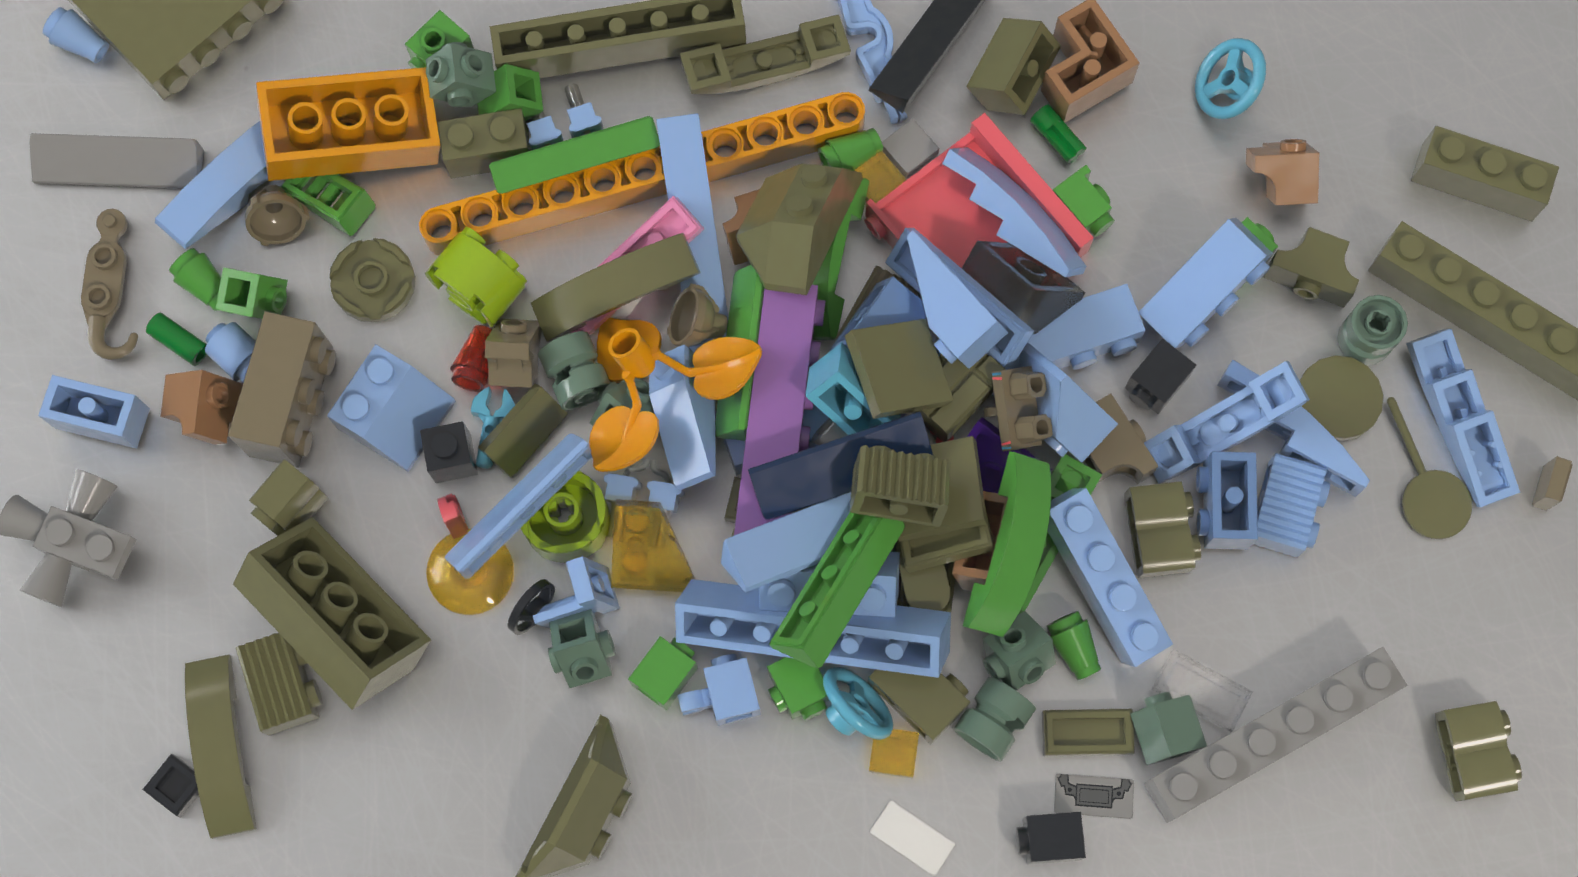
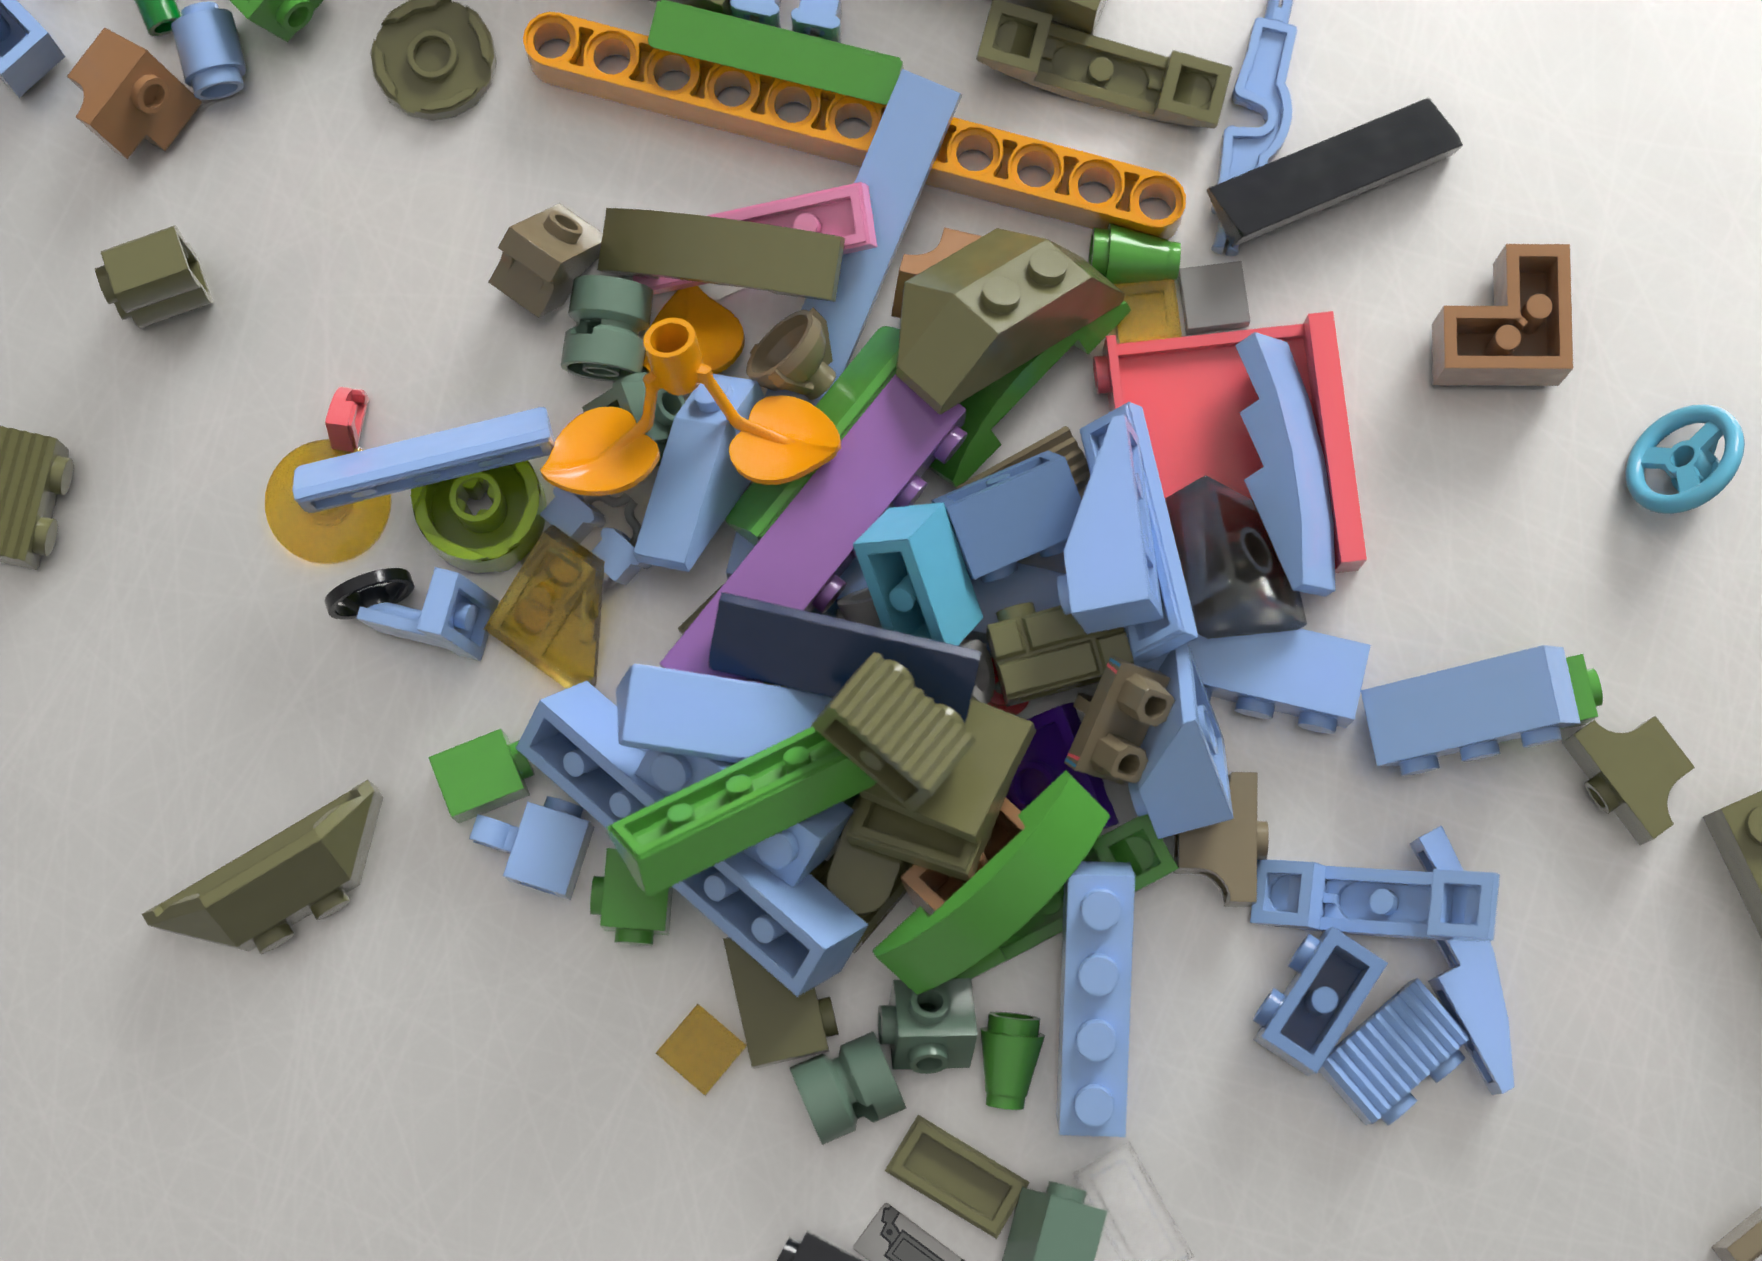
camera: 30 degrees right, 5 degrees up
(282, 390) = (232, 134): dark tan brick -> none
(331, 612) = (122, 450): olive brick -> none
(389, 407) = (353, 237): light blue slope -> none
(449, 452) = (389, 337): black brick -> none
(470, 365) = (478, 241): clear red cone -> none
(477, 278) = (558, 135): lime brick -> none
(480, 409) = (467, 331): medium azure bar -> none
(522, 430) = (497, 364): olive tile -> none
(583, 657) = (396, 683): sand green brick -> none
(852, 709) = (678, 968): medium azure piece -> none
(898, 368) = (993, 580): olive tile -> none
(912, 838) = (658, 1168): white sticker -> none
(1014, 66) = (1413, 272): olive brick -> none
(1058, 133) = (1416, 394): green piece -> none
(1086, 201) = (1389, 506): bright green brick -> none
(1159, 377) = (1336, 789): black brick -> none
(1161, 529) = (1212, 983): olive brick -> none
(1289, 170) = (1681, 624): medium nougat brick -> none
(1343, 396) = (1554, 957): olive tile -> none
(1372, 339) = (1650, 898): sand green wheel -> none
(1434, 500) = (1589, 1164): olive piece -> none
(1462, 418) = (1695, 1082): light blue slope -> none

